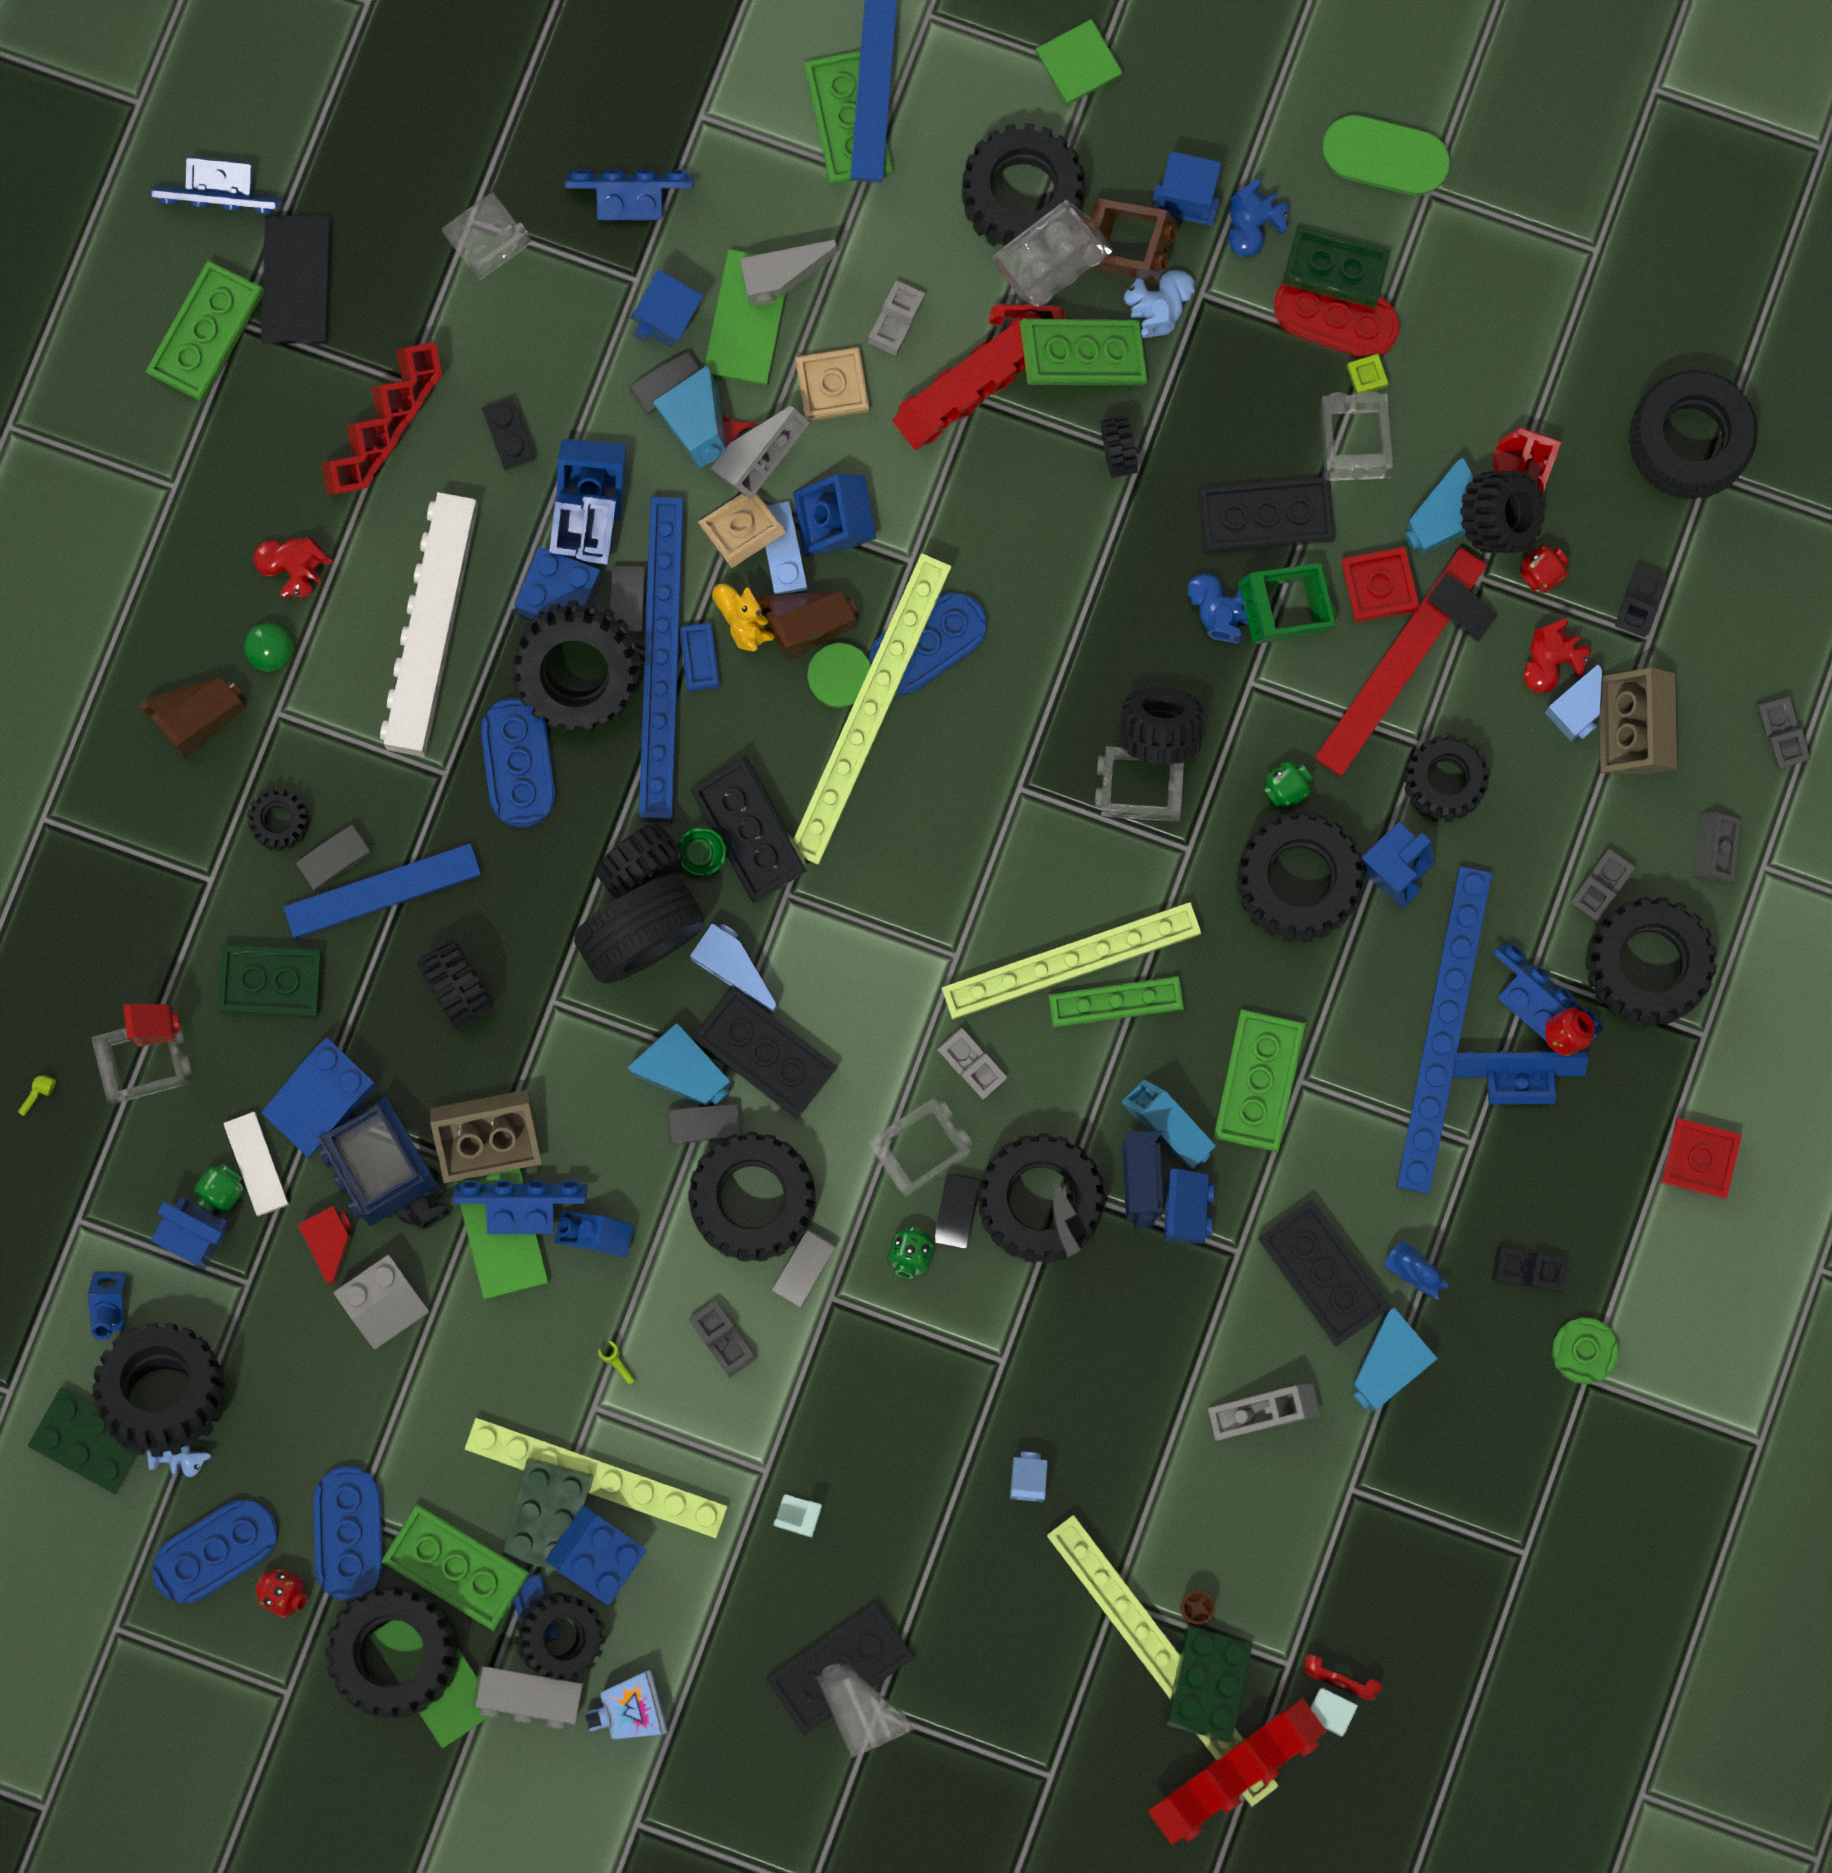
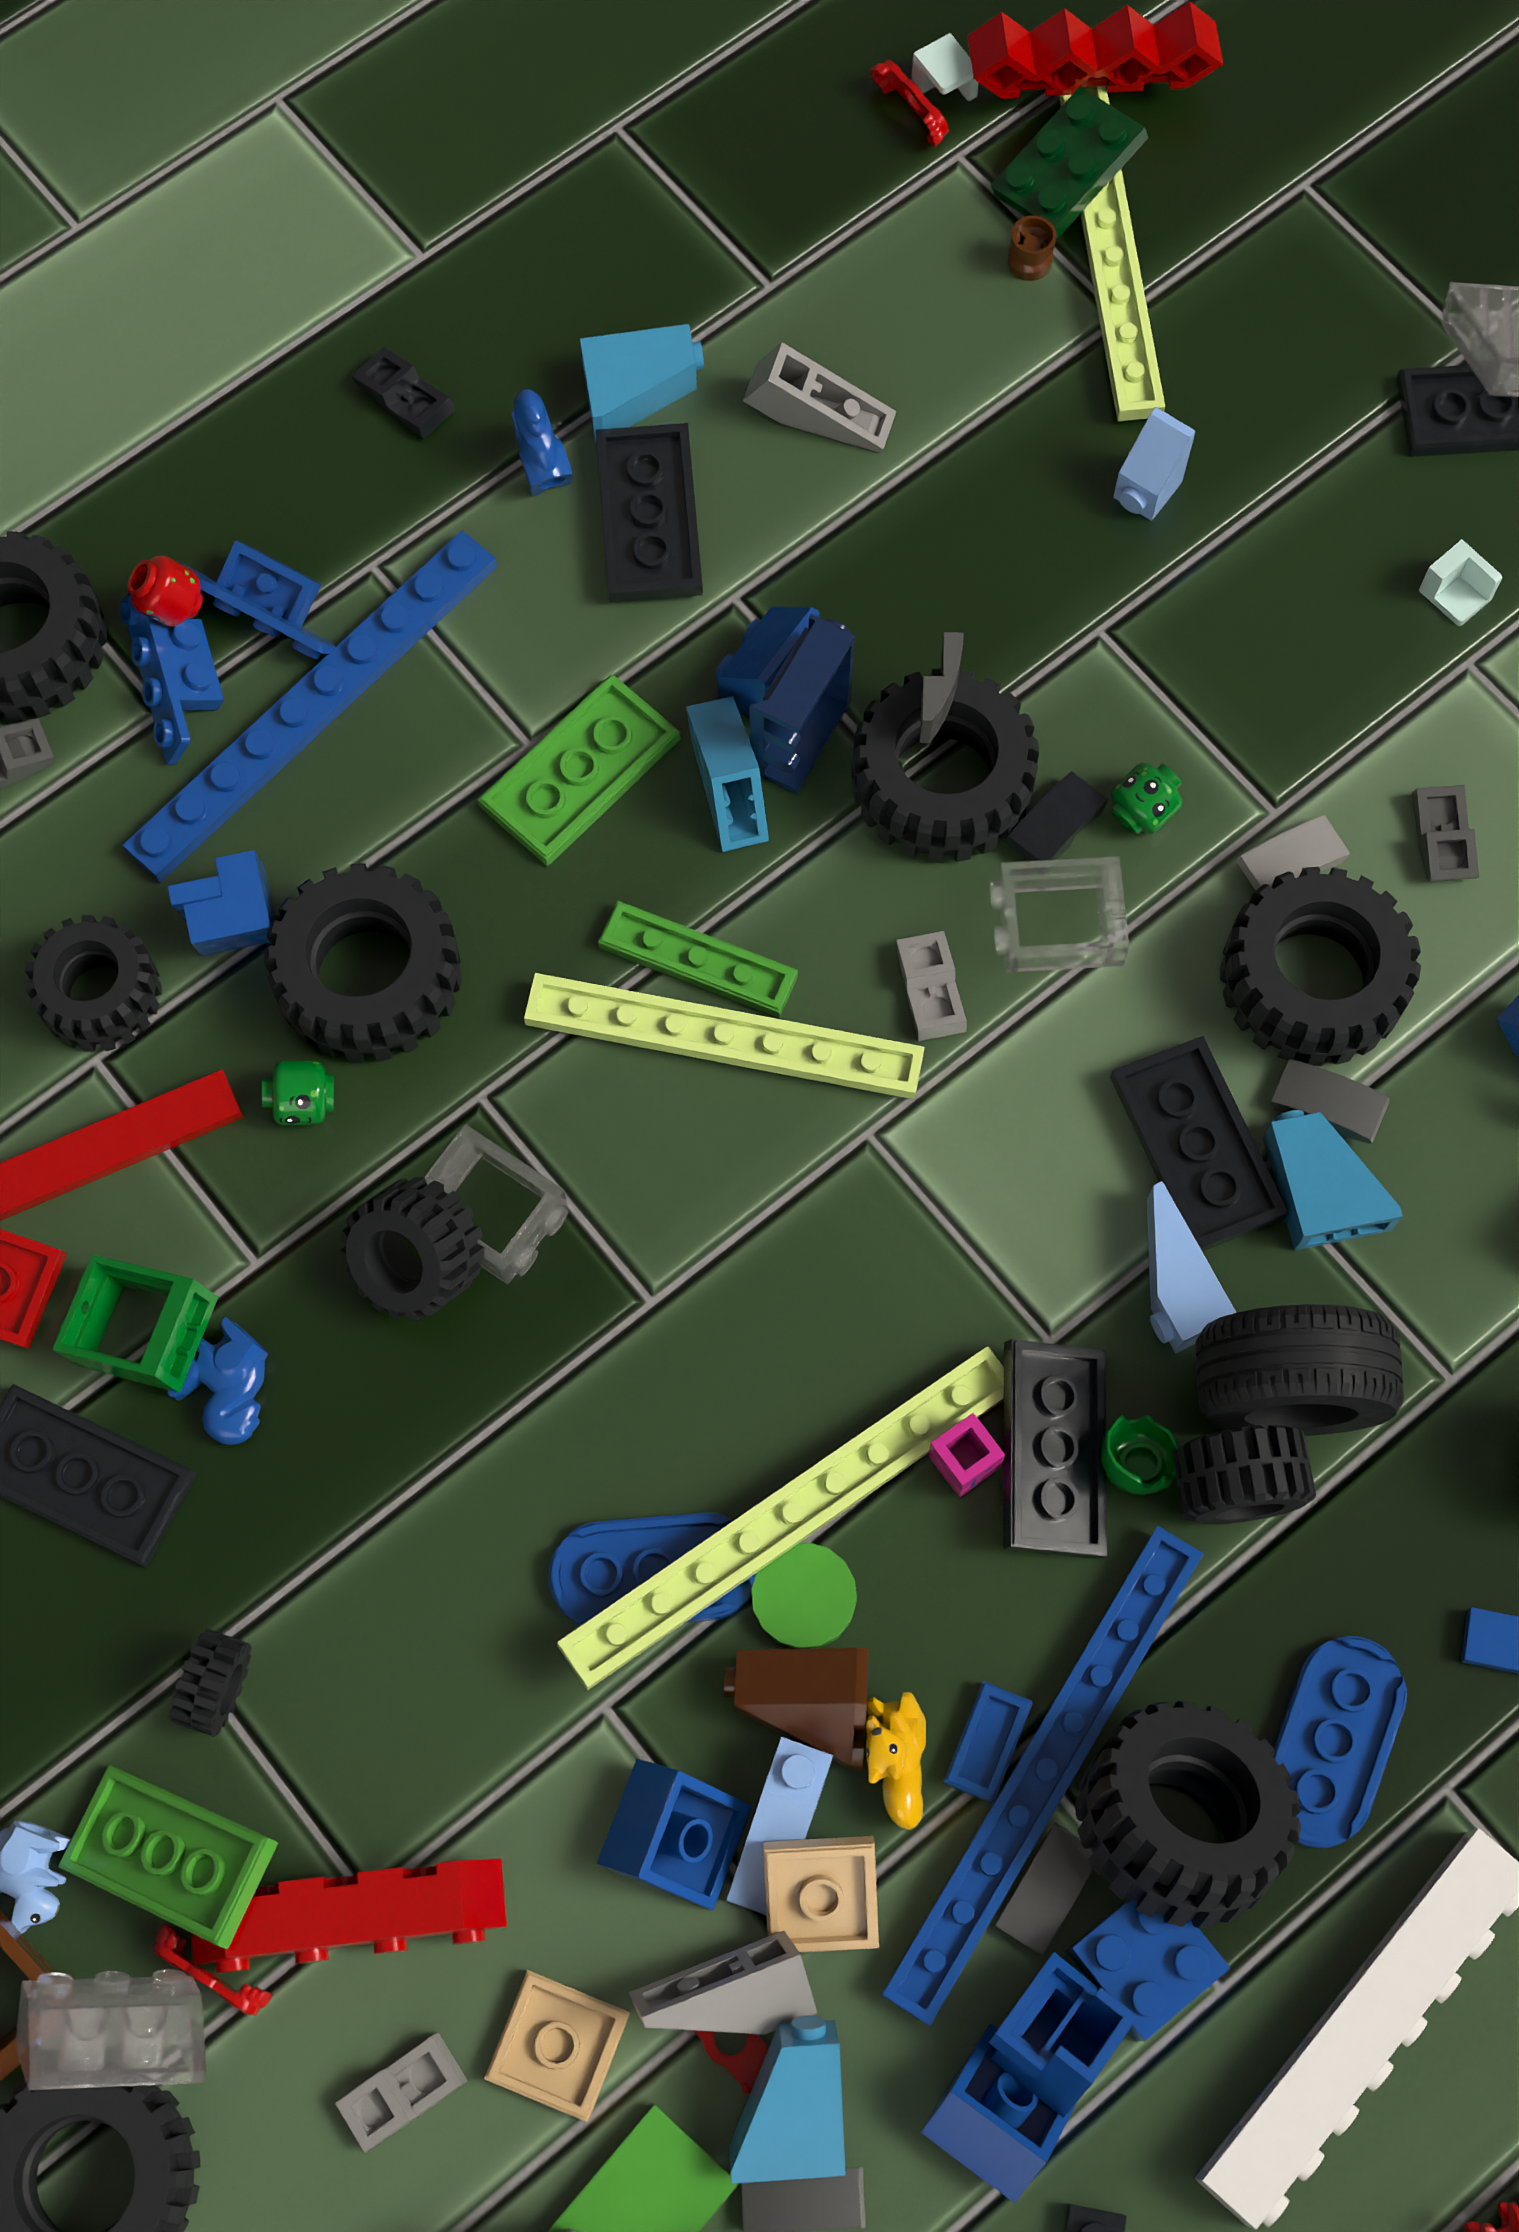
camera: 150 degrees left, 10 degrees down
(794, 793) = (966, 1455): none -> dark pink brick
(1585, 1351) = (402, 281): bright green tile -> none
(1701, 1158) = (119, 397): red plate -> none

